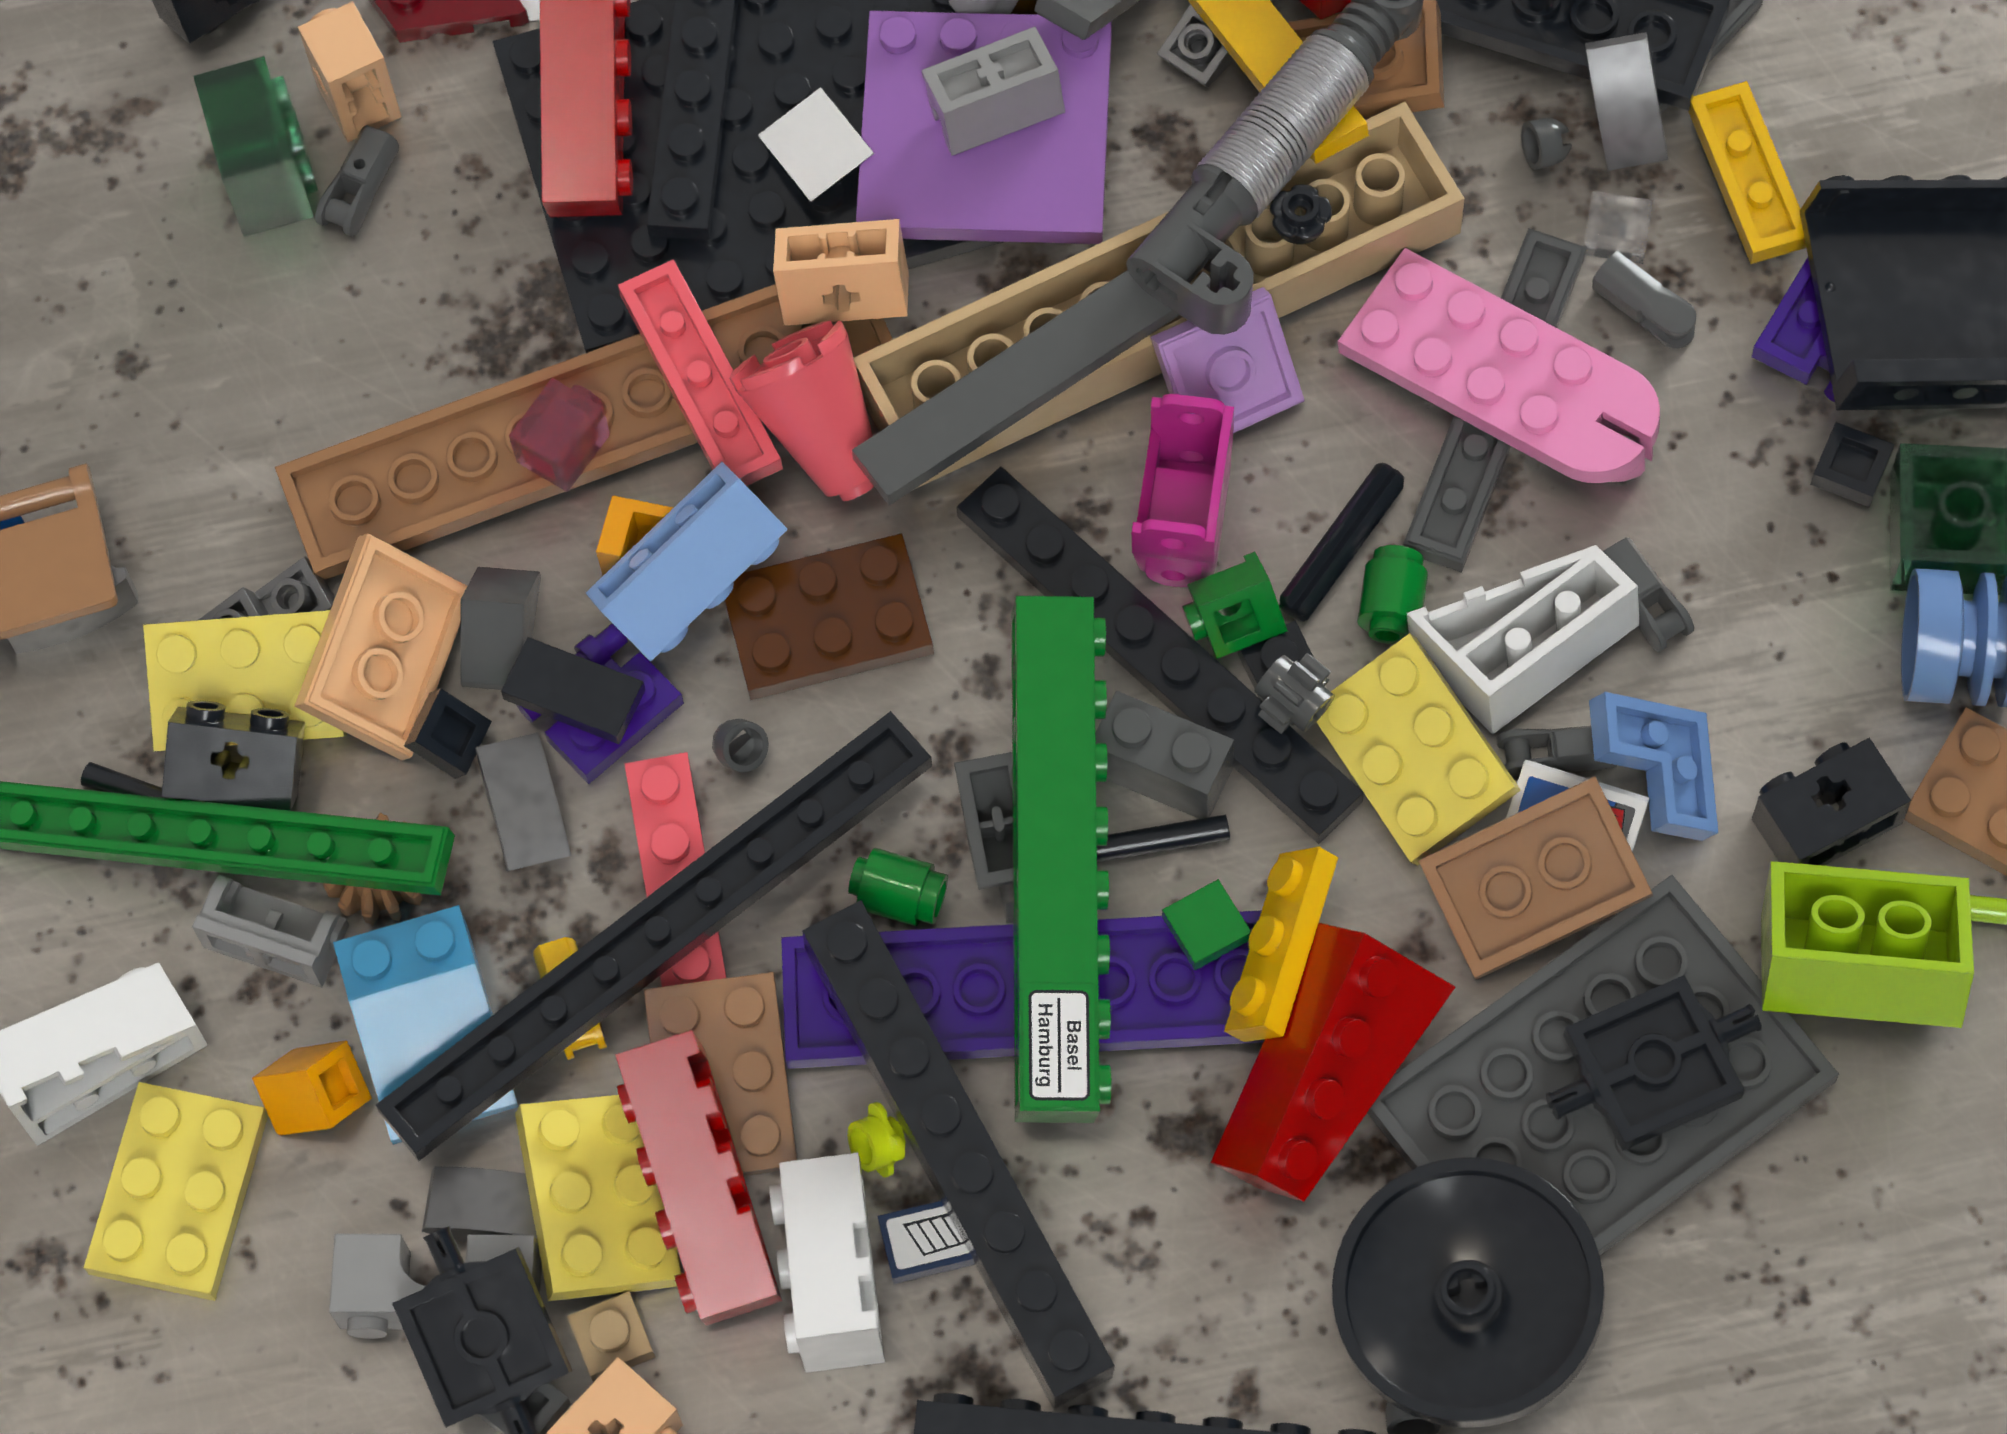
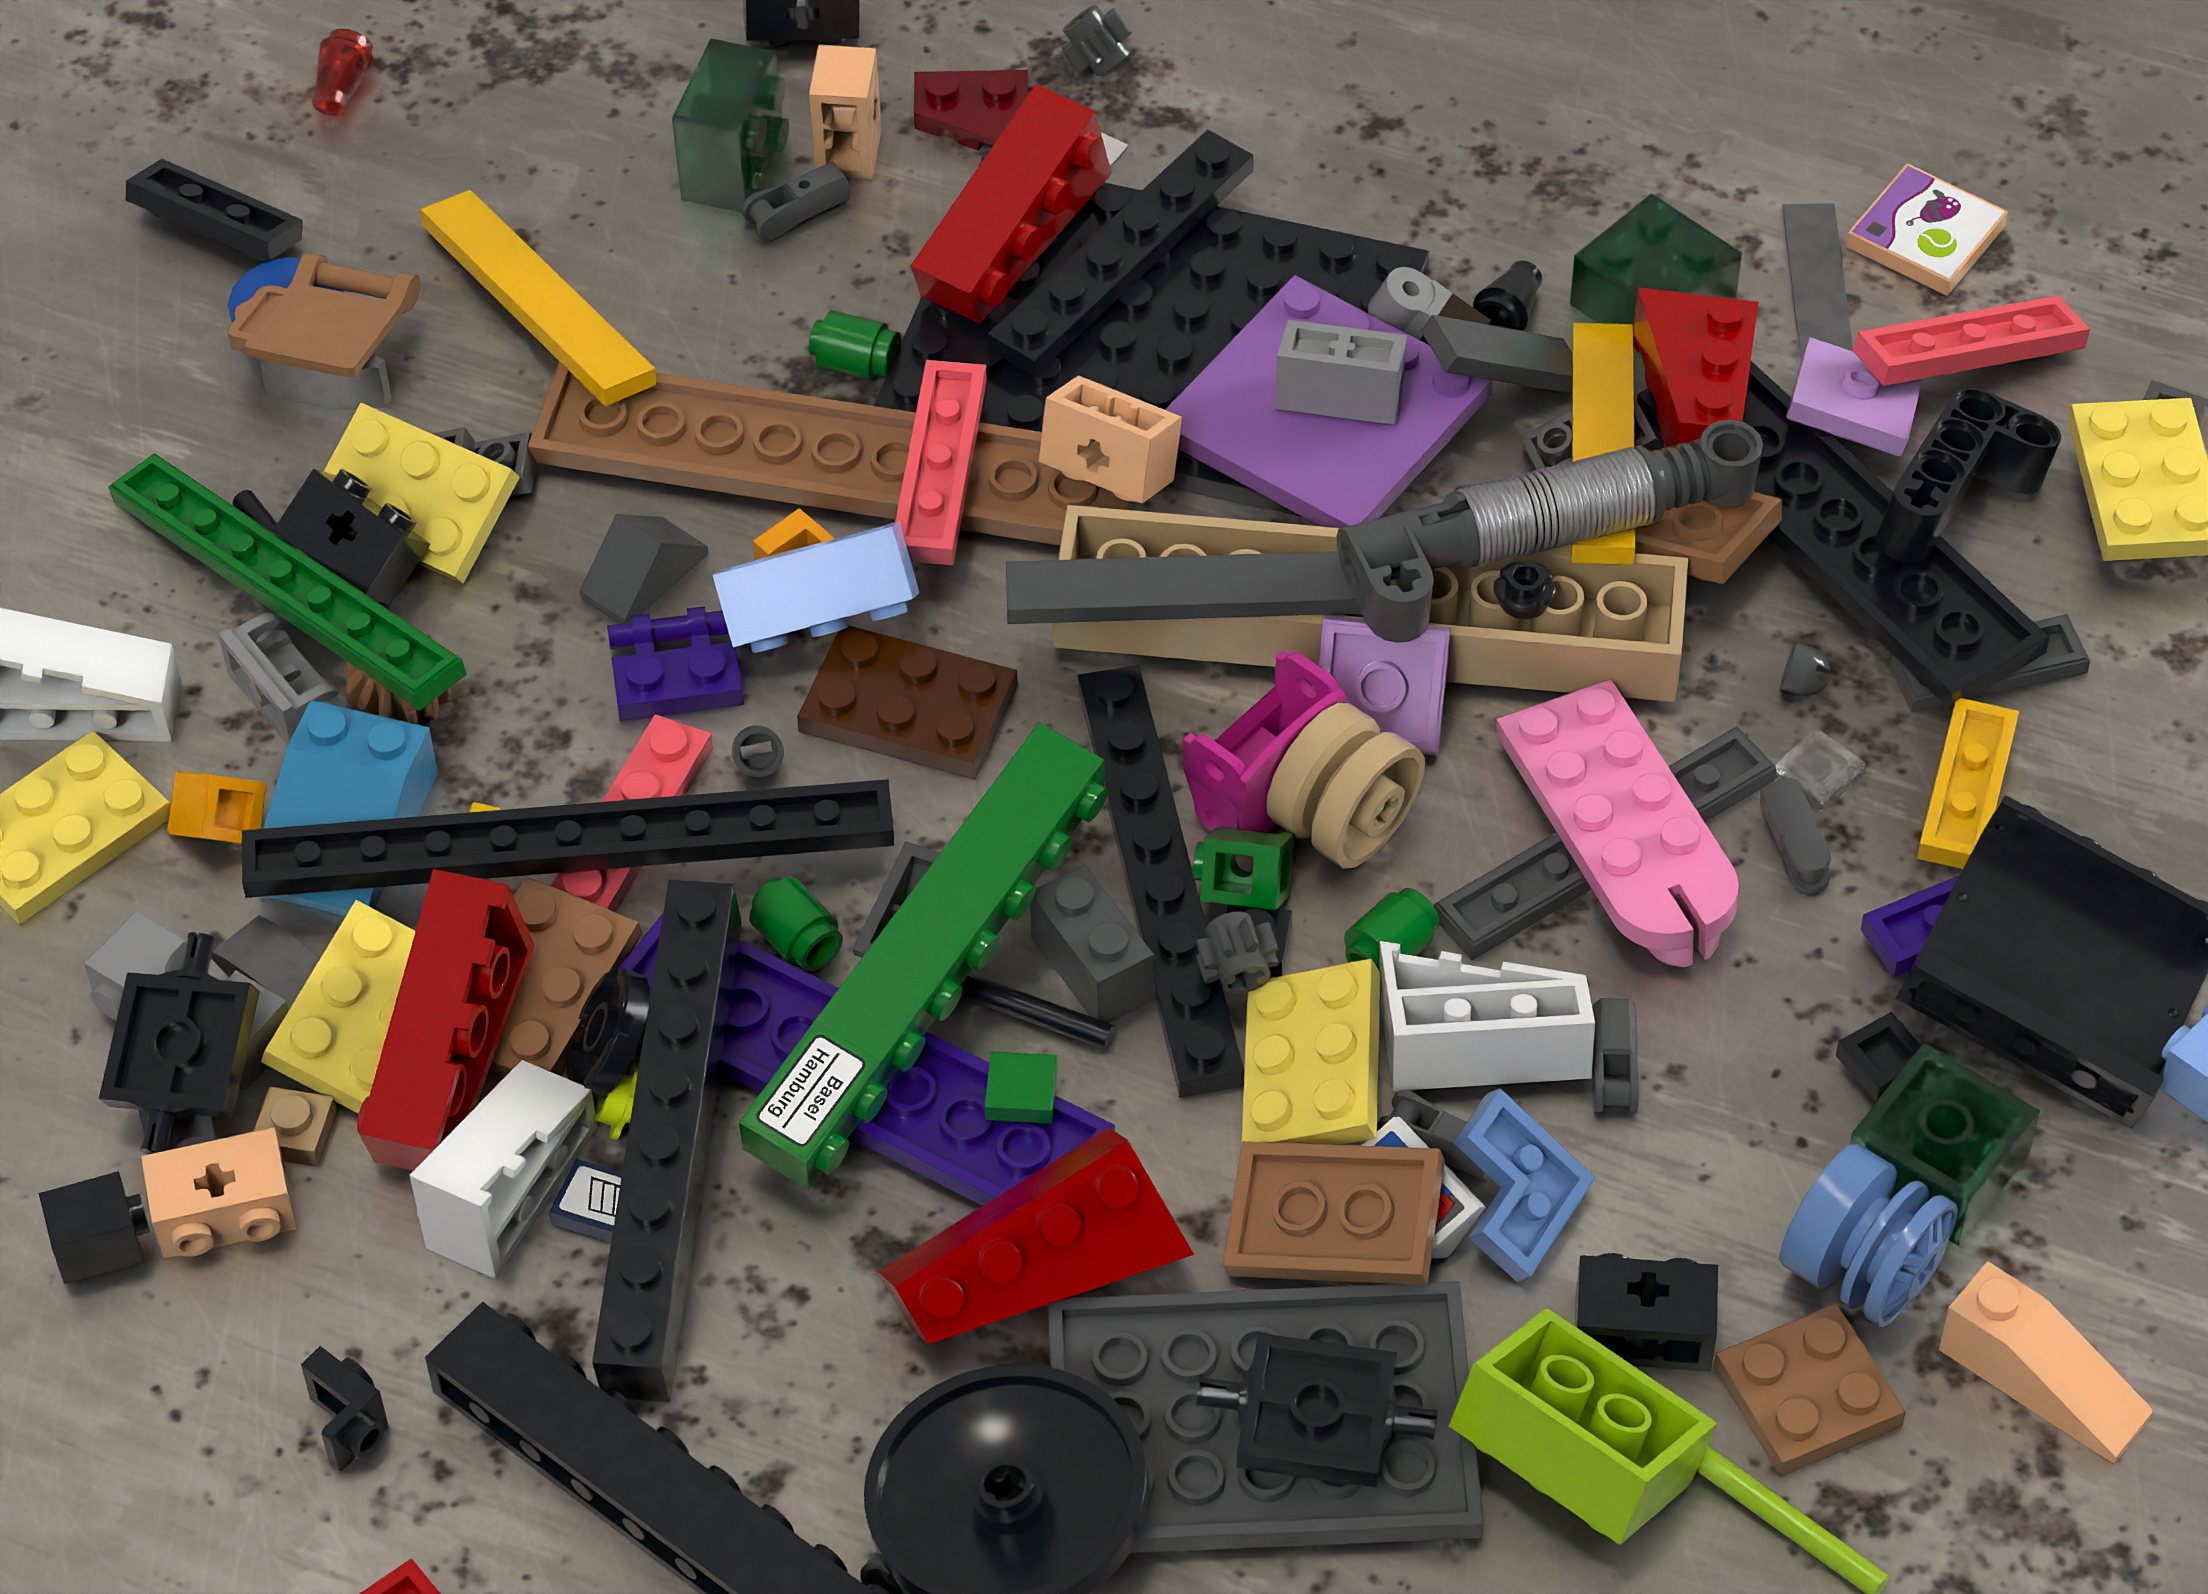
camera: 30 degrees right, 15 degrees down
(205, 418) = (538, 298): none -> yellow tile
(382, 646) = (530, 524): light nougat tile -> none
(447, 733) = (534, 615): black plate -> none
(523, 801) = (550, 697): flat silver slope -> none
(525, 300) = (853, 345): none -> green brick
(560, 433) = (794, 441): clear pink brick -> none
(573, 690) = (653, 632): black tile -> none
(812, 404) = (1008, 516): coral cone -> none
(815, 144) = (1173, 348): white sticker -> none
(836, 1091) = (613, 1025): none -> black tile
(1273, 484) = (1345, 785): none -> tan wheel
(1280, 944) = (1065, 1129): yellow plate -> none
(1341, 542) = (1382, 876): black axle -> none
(1626, 101) = (1890, 663): flat silver slope -> none

